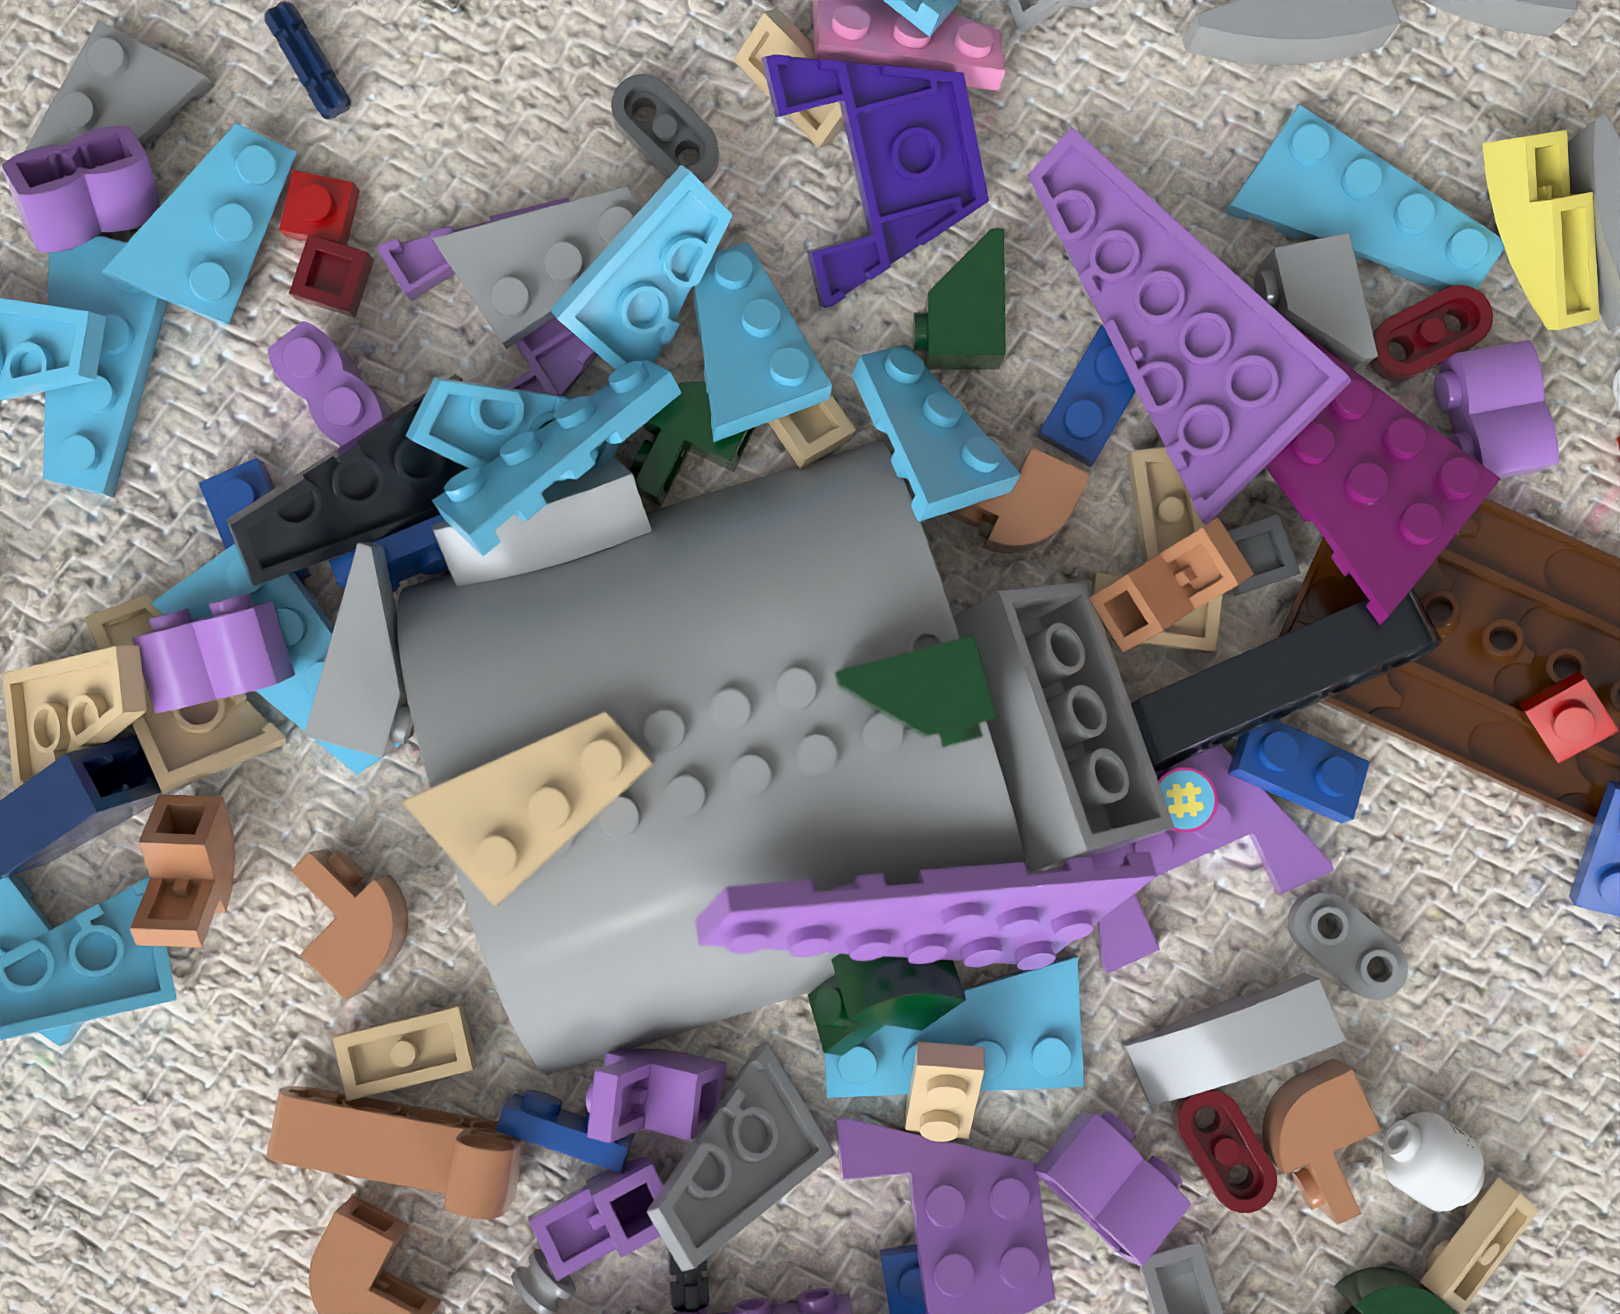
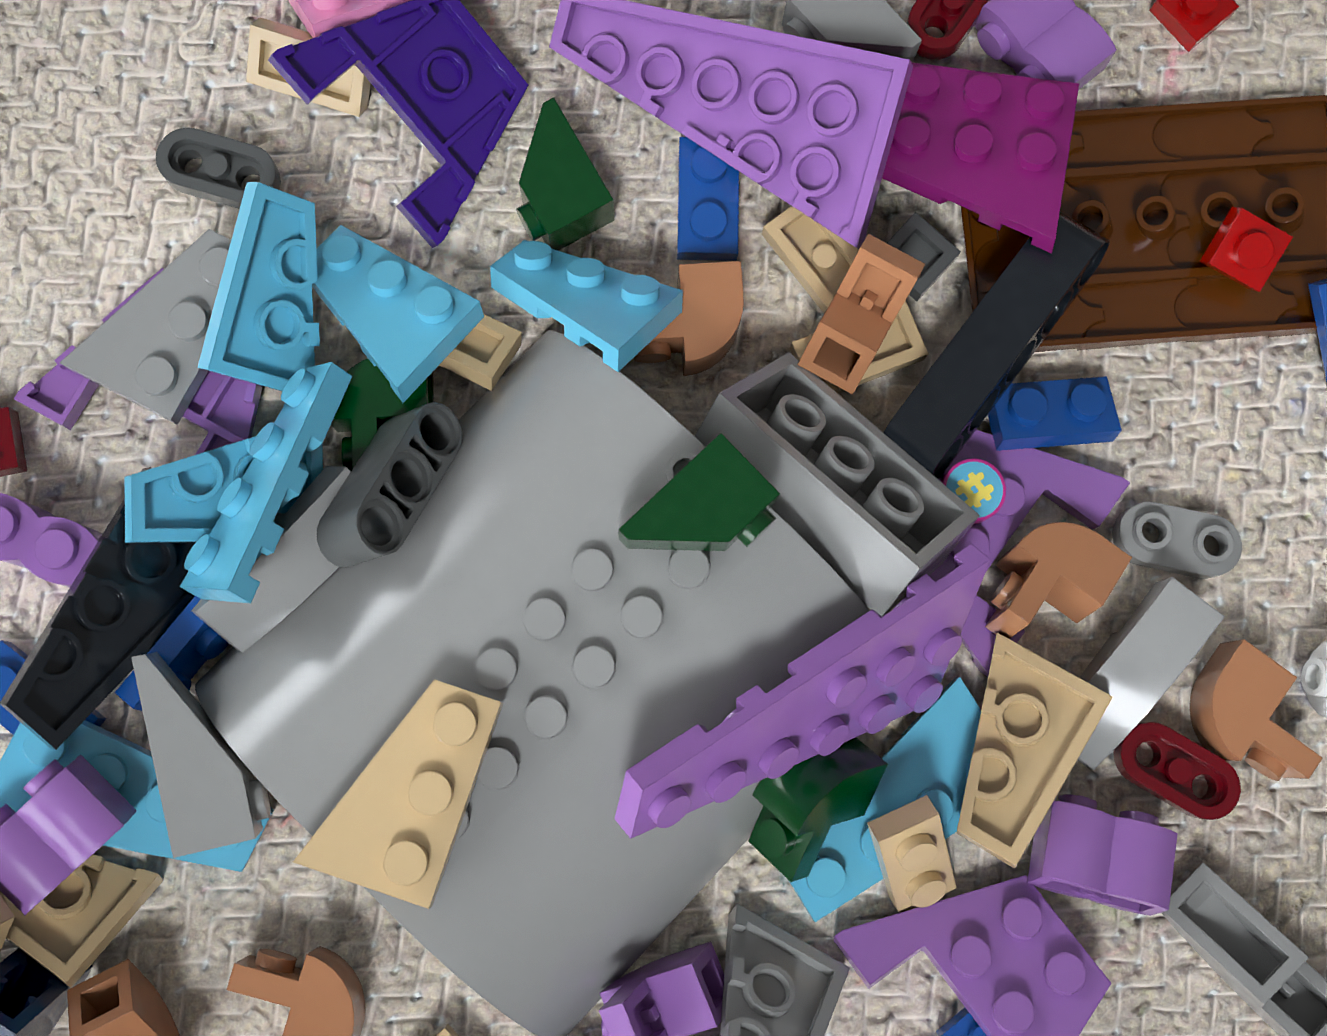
camera: 40 degrees left, 5 degrees down
(661, 512) = (389, 485): none -> dark grey beam
(1098, 1052) = (1024, 747): none -> tan wing
(1225, 910) = (1058, 565): none -> nougat brick

